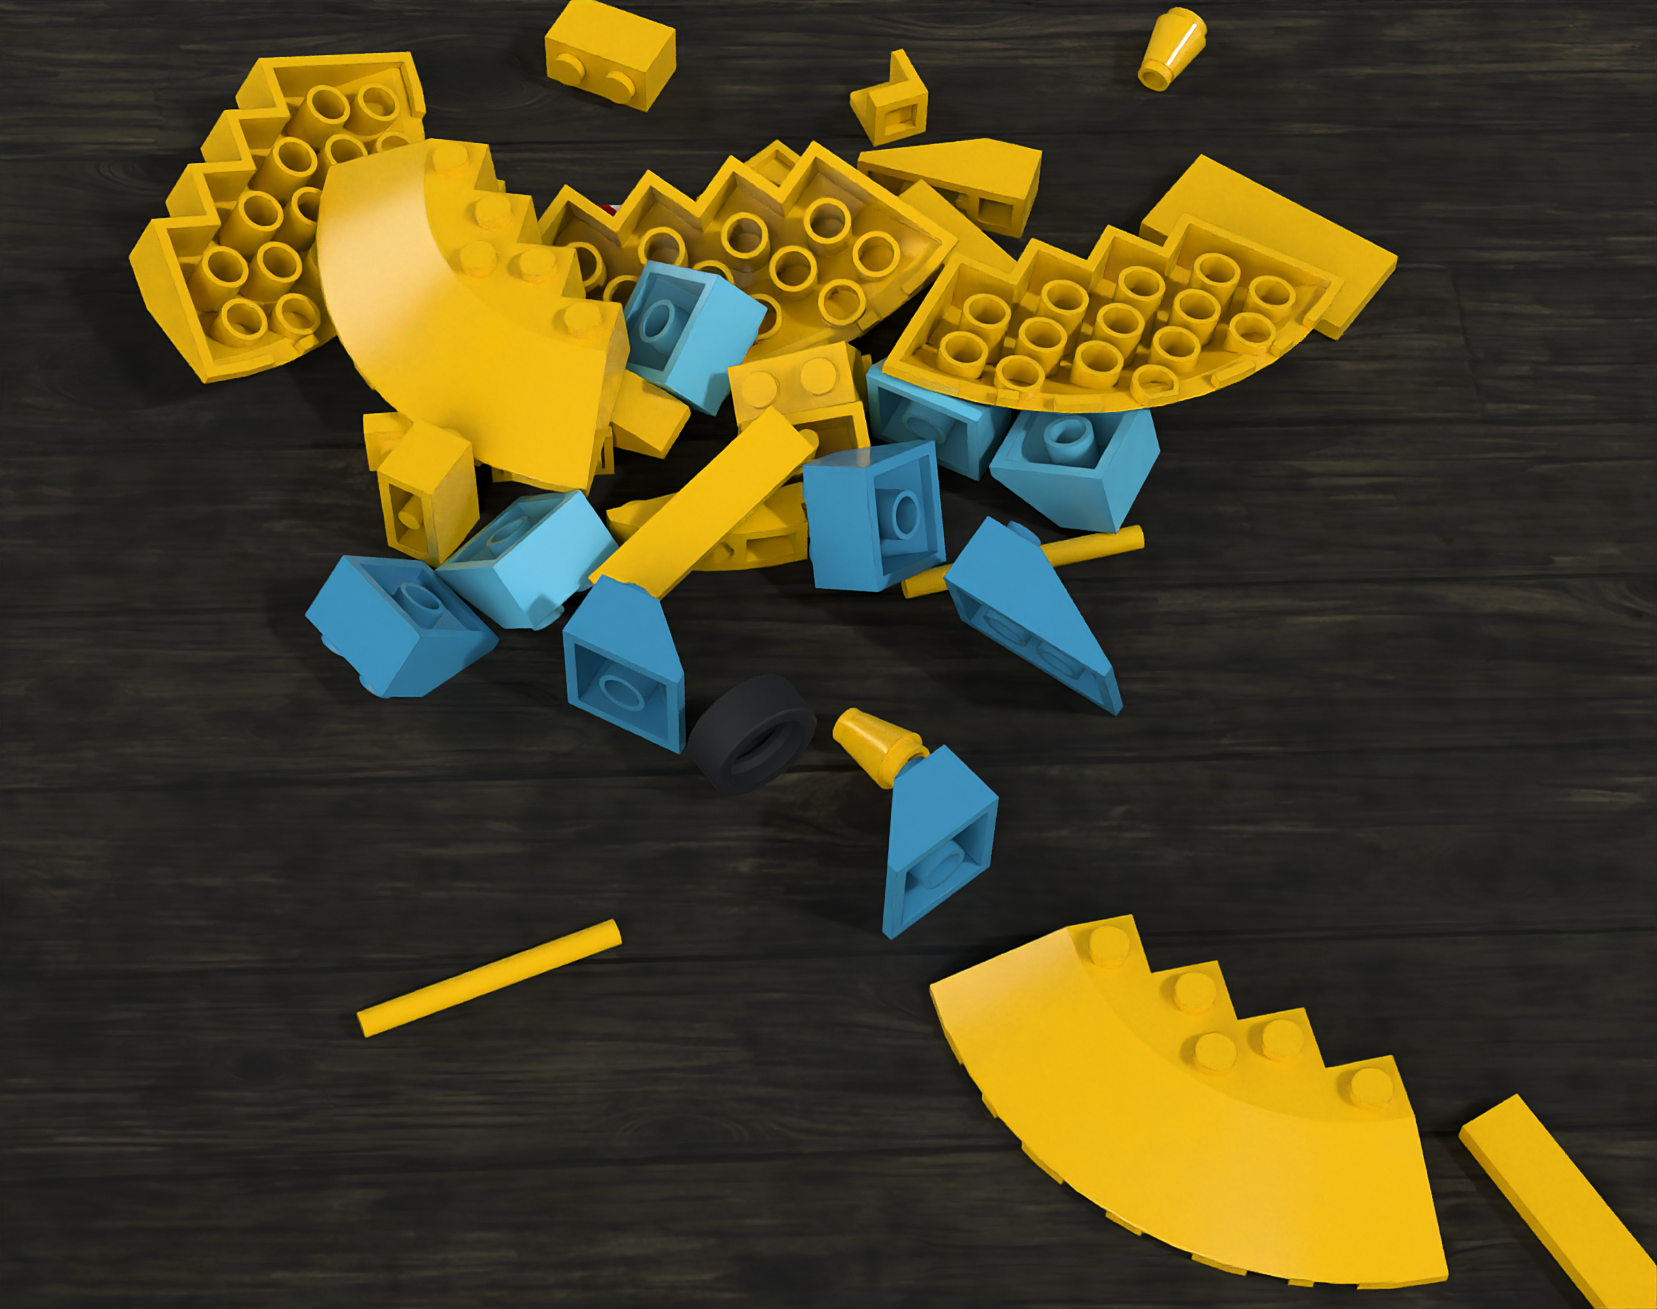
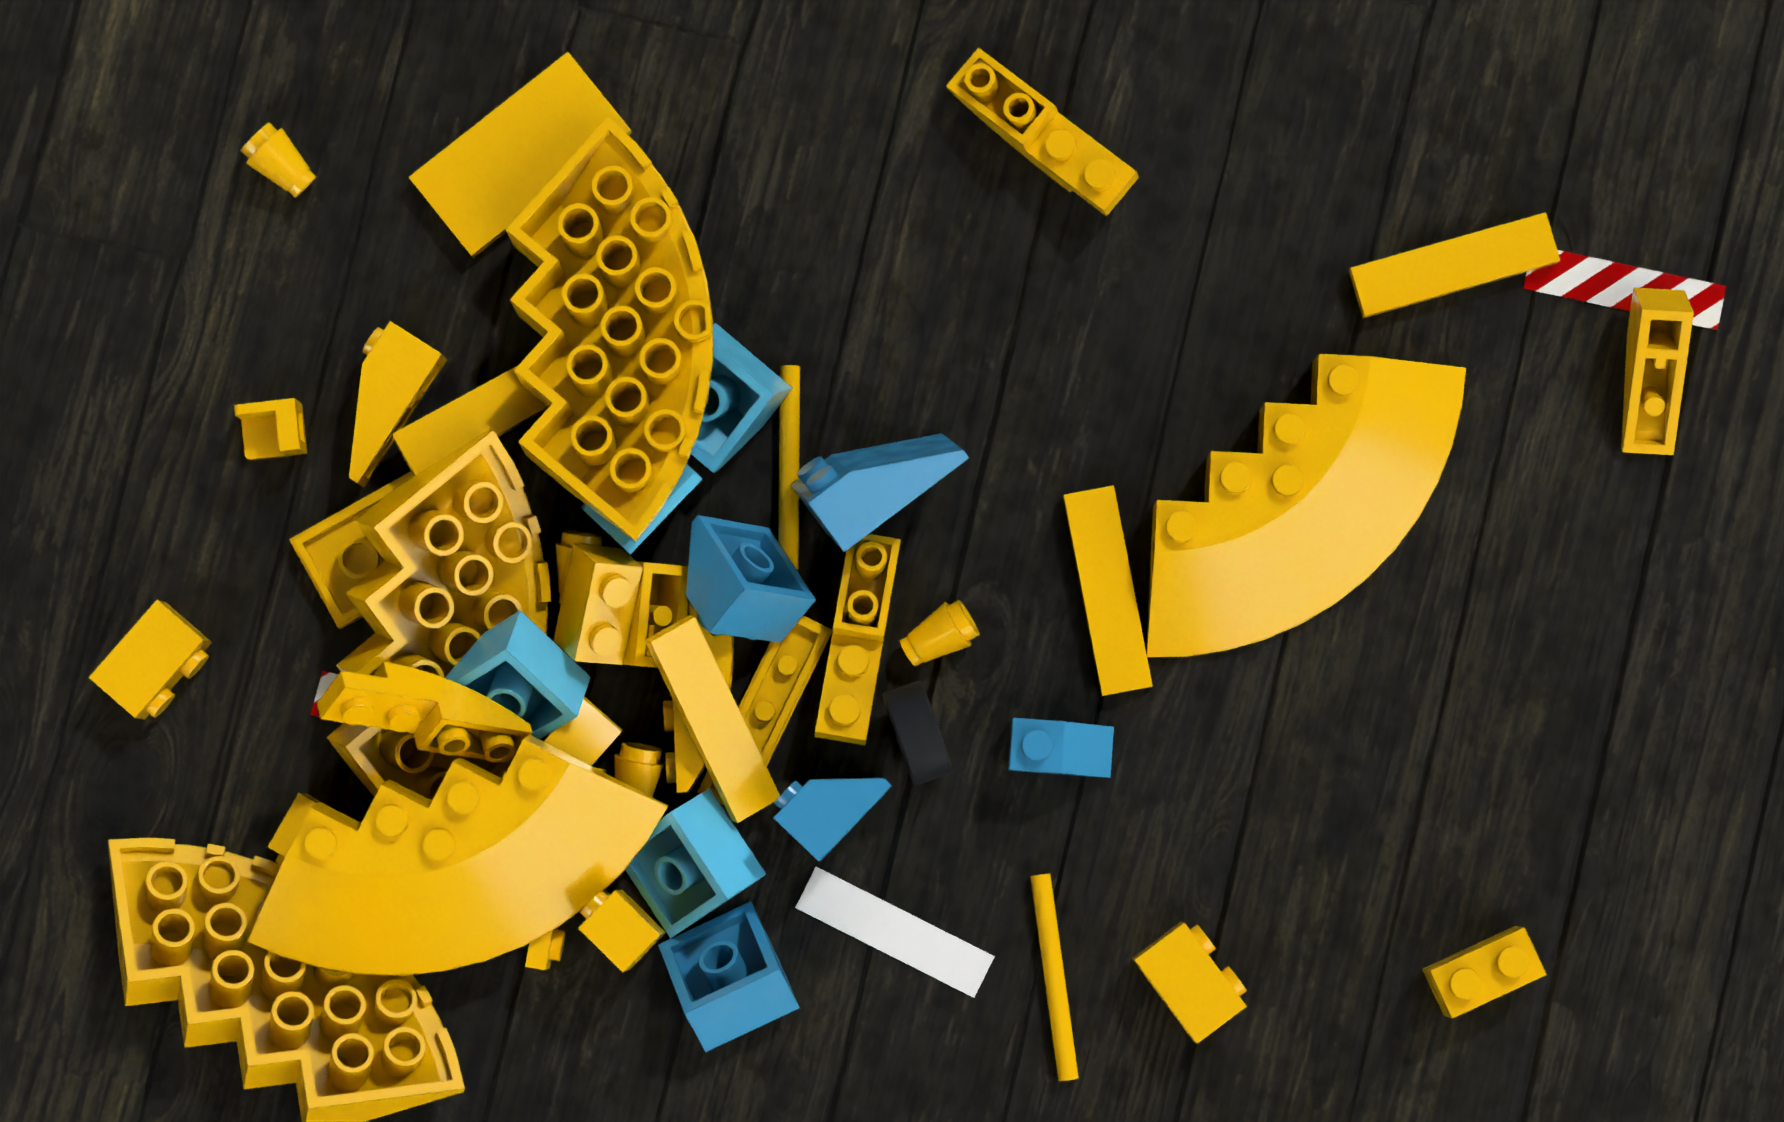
camera: 70 degrees left, 30 degrees up
(501, 800) = (894, 932): none -> white sticker
(523, 1126) = (1191, 981): none -> yellow brick
(620, 483) = (639, 766): none -> yellow cone
(633, 222) = (437, 710): none -> yellow slope
(763, 608) = (778, 687): none -> yellow tile
(782, 903) = (1060, 748): none -> dark azure slope
(857, 666) = (857, 639): none -> yellow slope
(937, 836) = (1046, 627): dark azure slope -> none
(996, 920) = (1107, 590): none -> yellow tile
(1524, 708) = (1041, 132): none -> yellow slope

